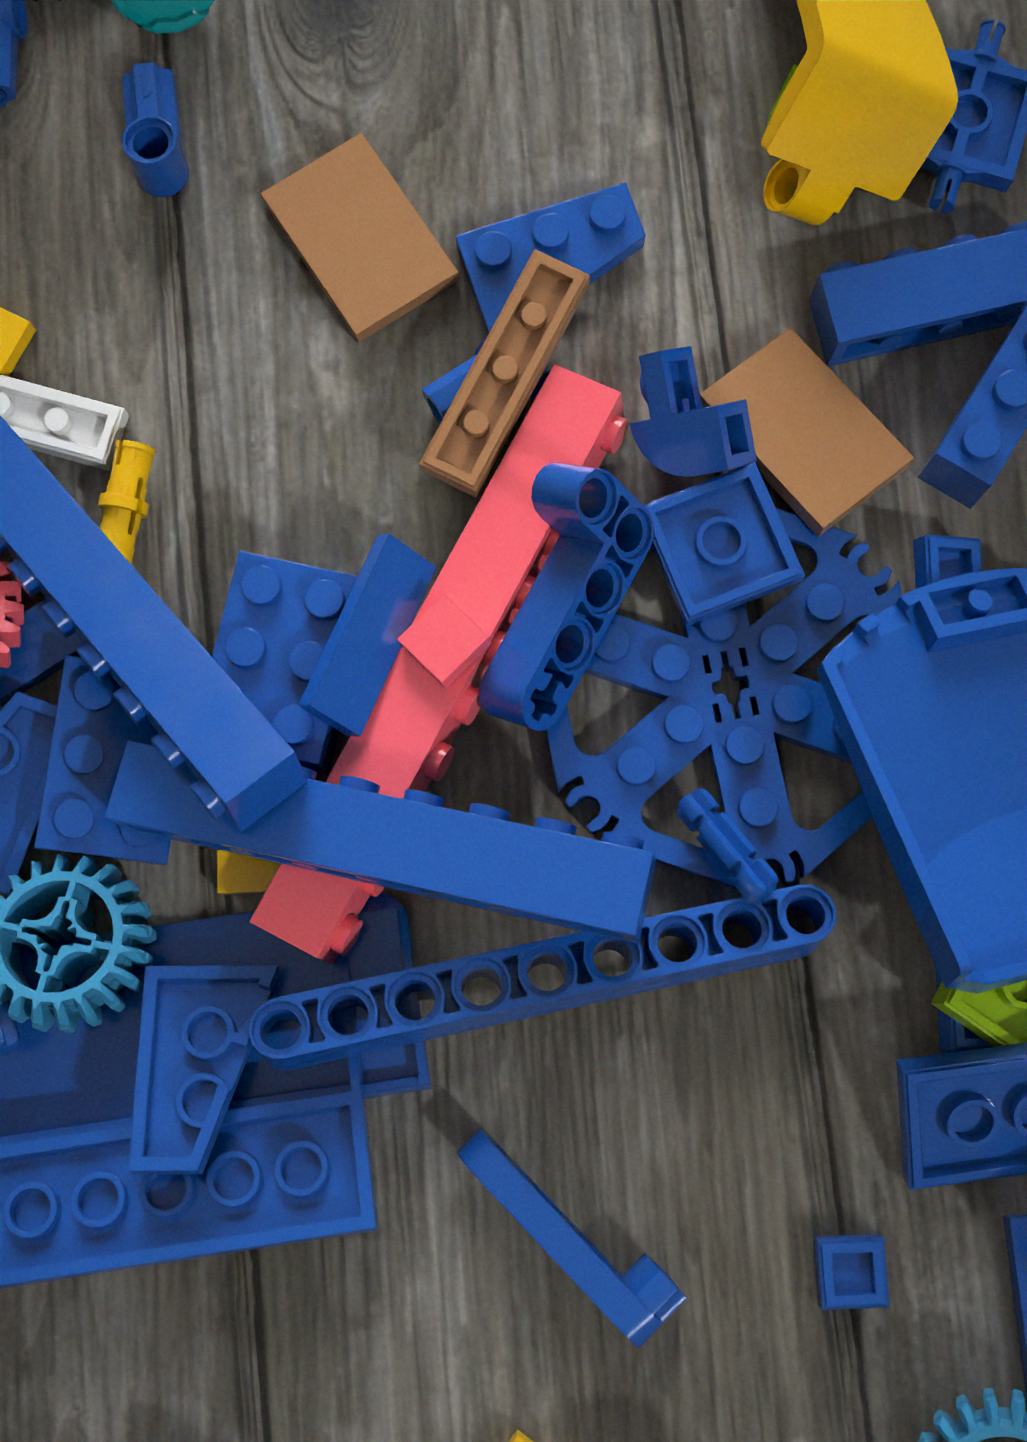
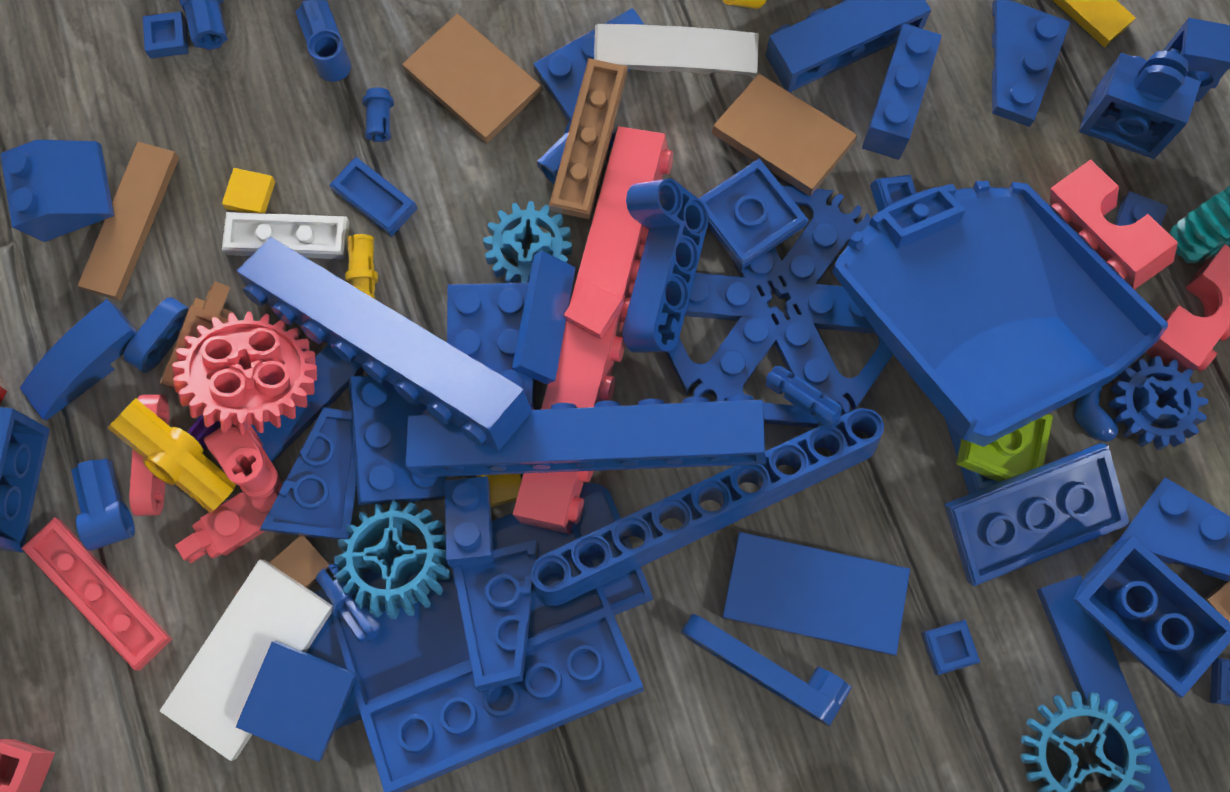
camera: 15 degrees left, 5 degrees down
(171, 386) = (373, 196): none -> blue tile
(184, 914) = (468, 522): none -> blue plate
(207, 261) = (378, 114): none -> blue pin
(353, 504) = (513, 242): none -> dark azure gear
(673, 1143) = (816, 593): none -> blue tile
(674, 262) = (677, 48): none -> white slope
(682, 434) = (710, 151): blue brick -> none

